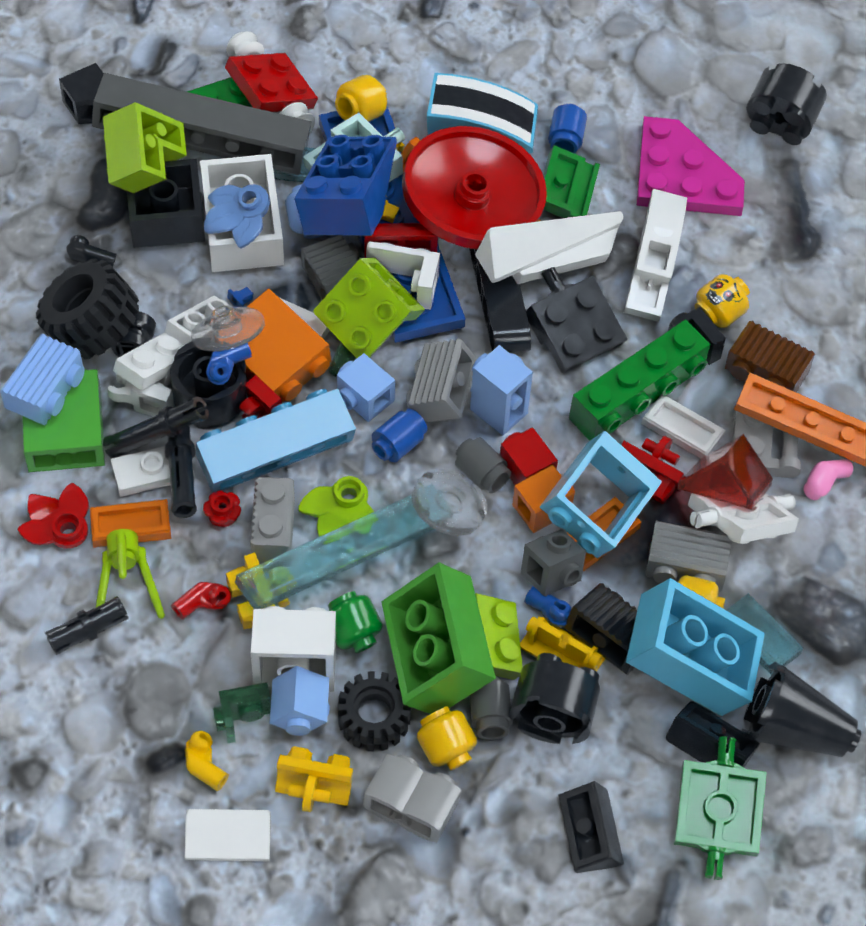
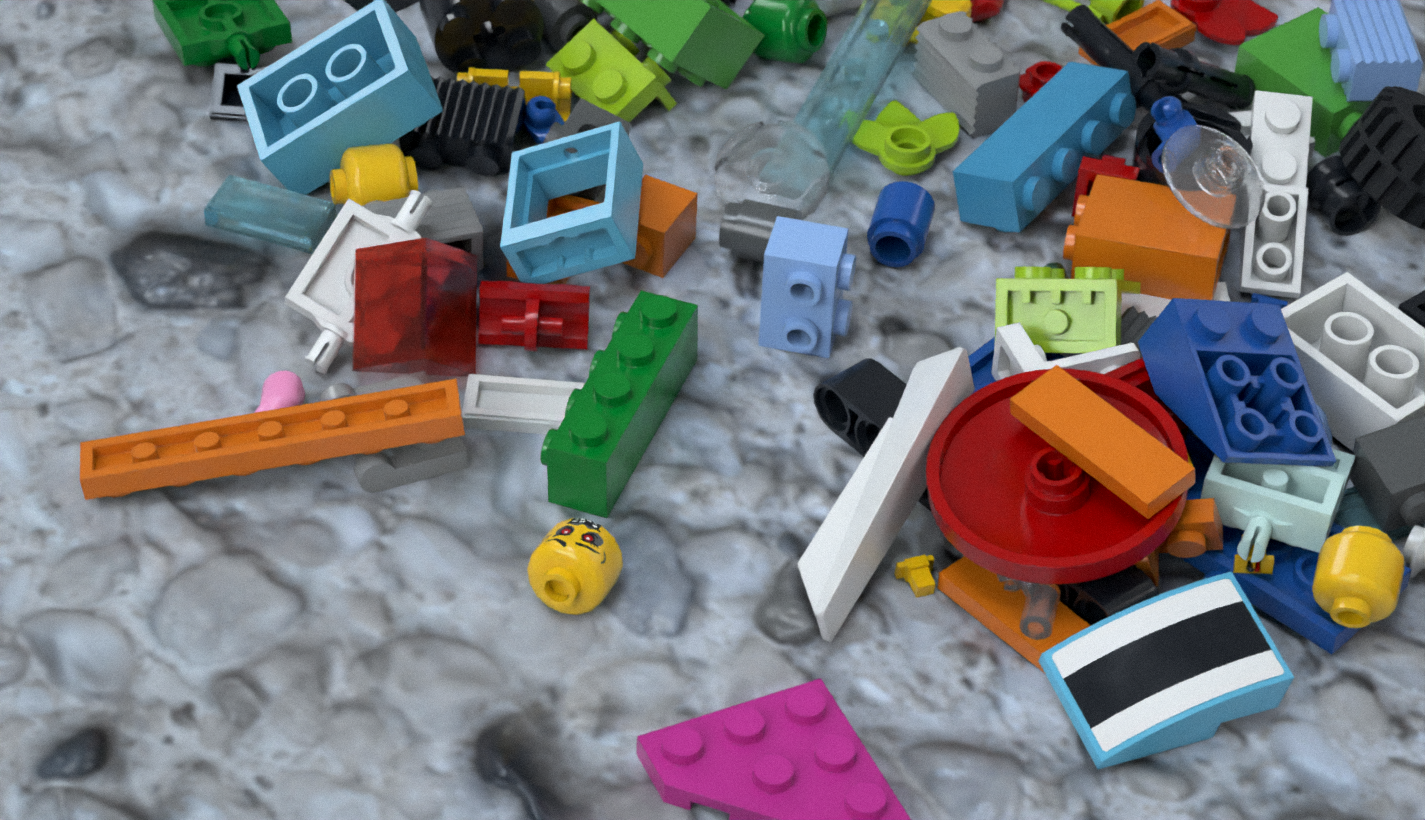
camera: 150 degrees right, 15 degrees down
(233, 213) = (1350, 307): medium blue plate -> none
(365, 387) = (990, 249): light blue brick -> none
(441, 380) = (898, 287): light grey brick -> none
(451, 170) = (1102, 441): none -> orange tile
(526, 455) = (707, 257): red brick -> none
(567, 127) = (1016, 729): blue brick -> none
(568, 183) = (946, 647): green plate -> none
(574, 321) = (778, 450): black plate -> none
(656, 255) = (729, 590): white slope -> none
(706, 328) = (567, 496): black bracket -> none
(769, 357) = (448, 511): reddish brown brick -> none
(798, 716) = (168, 115): black cone -> none

